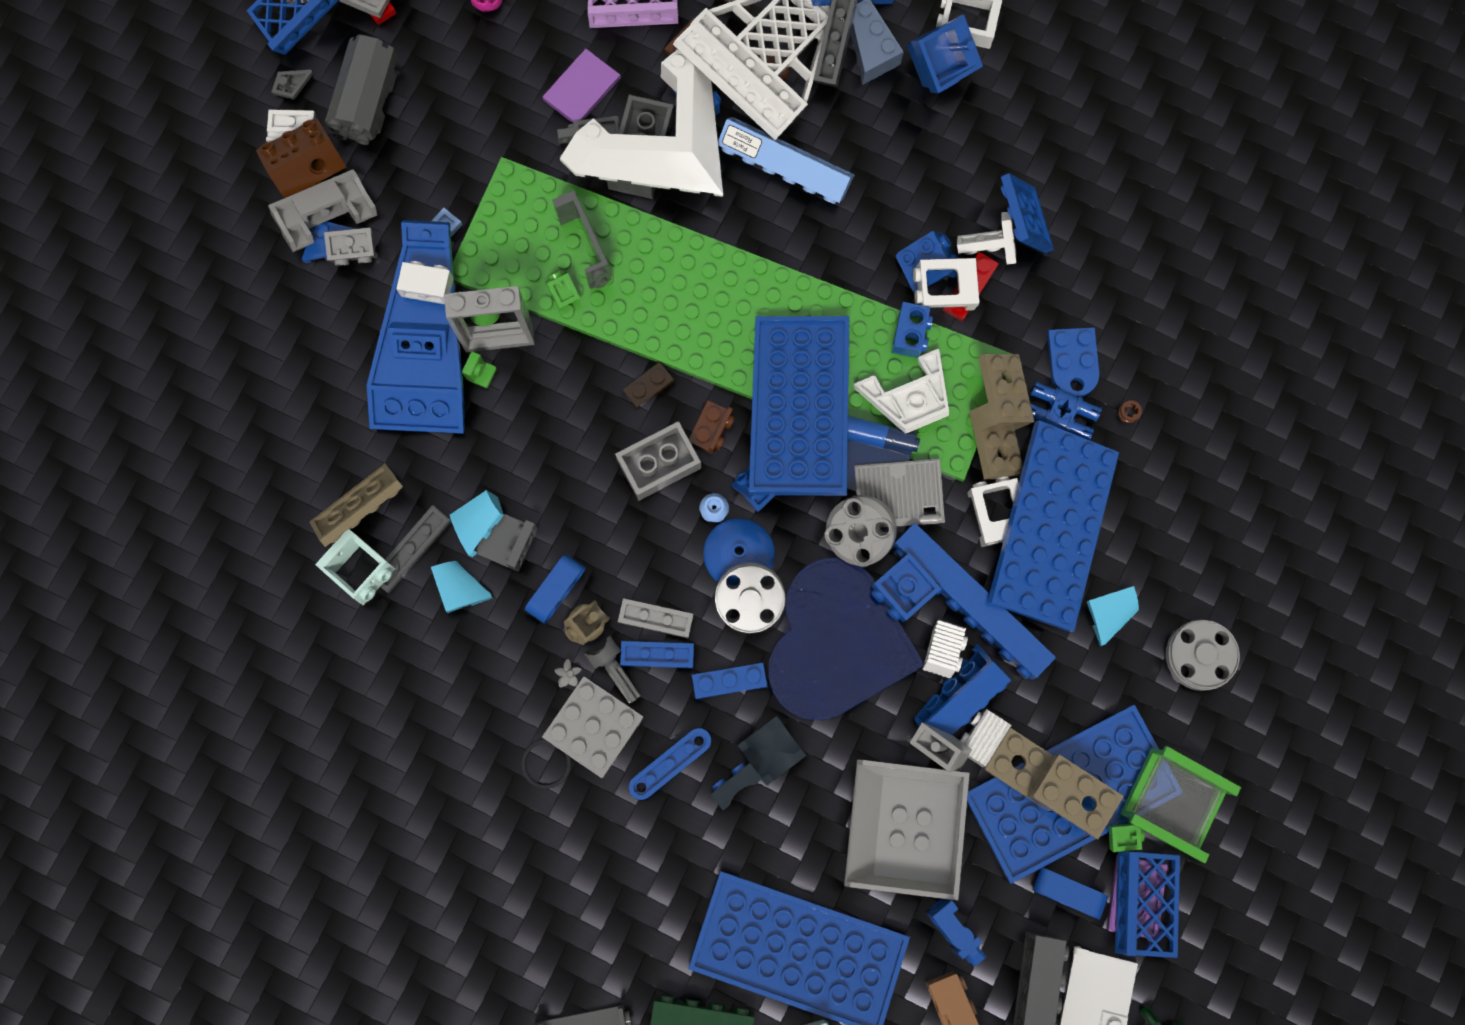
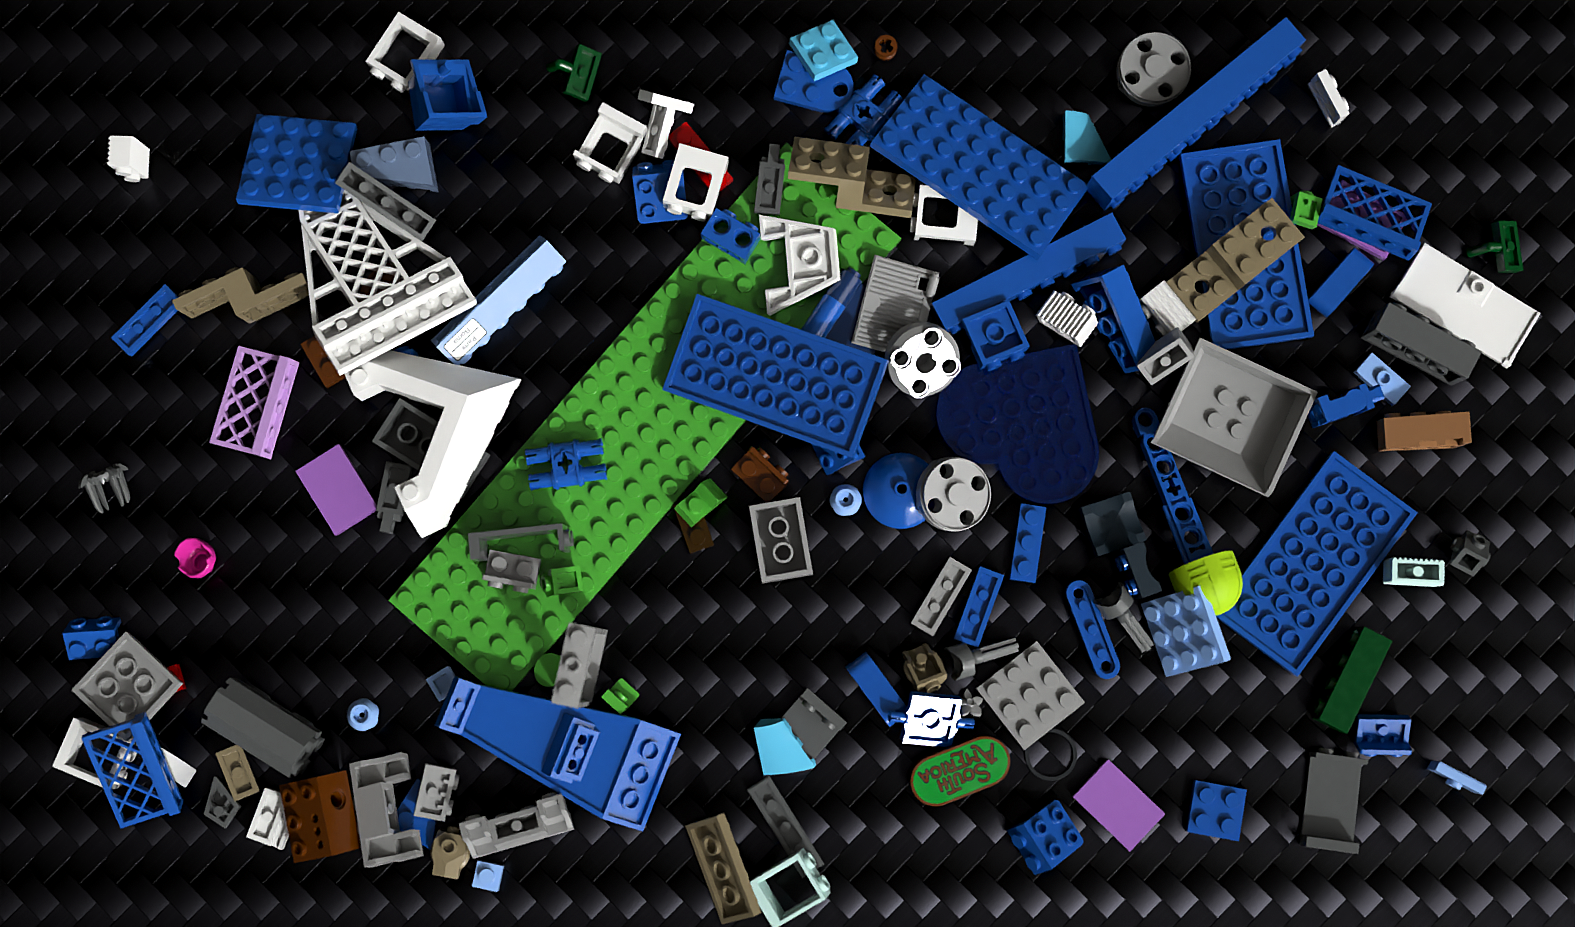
camera: 65 degrees left, 5 degrees up
(294, 314) = (488, 875): none -> light blue plate
(304, 275) = (449, 853): none -> dark tan hand
(311, 39) = (180, 770): none -> white sticker
(318, 86) = (237, 772): none -> dark tan plate
(349, 335) = (515, 829): none -> light grey bracket
(401, 175) = (368, 708): none -> light blue plate
(424, 282) = (514, 722): white brick -> none
(458, 586) = (842, 788): medium azure slope -> none
(469, 782) = (1046, 838): none -> blue bracket
(506, 685) = (959, 770): none -> tile
(518, 840) = (1118, 805): none -> medium lavender tile
(541, 932) = (1216, 810): none -> blue plate
(542, 643) = (931, 719): none -> plate
(558, 245) = (512, 570): none -> light grey bracket
(668, 249) = (556, 454): none -> blue pin
(670, 383) = (700, 502): none -> bright green slope
(694, 847) = (1185, 632): none -> light blue plate
(698, 777) = (1117, 606): none -> dark grey piece
(747, 851) = (1214, 573): none -> piece
(970, 348) = (770, 183): none -> dark grey hinge
(973, 208) = (619, 126): none -> white window
(993, 967) = (1376, 372): none -> light blue plate
(1008, 161) = (580, 71): none -> dark green plate
(1026, 213) = (648, 74): blue plate -> none
(1106, 357) = (823, 50): none -> medium azure plate
(1176, 800) = (1286, 149): clear piece -> none
(1177, 706) = (1195, 114): none -> blue brick
(1234, 831) = (1328, 98): none -> white plate

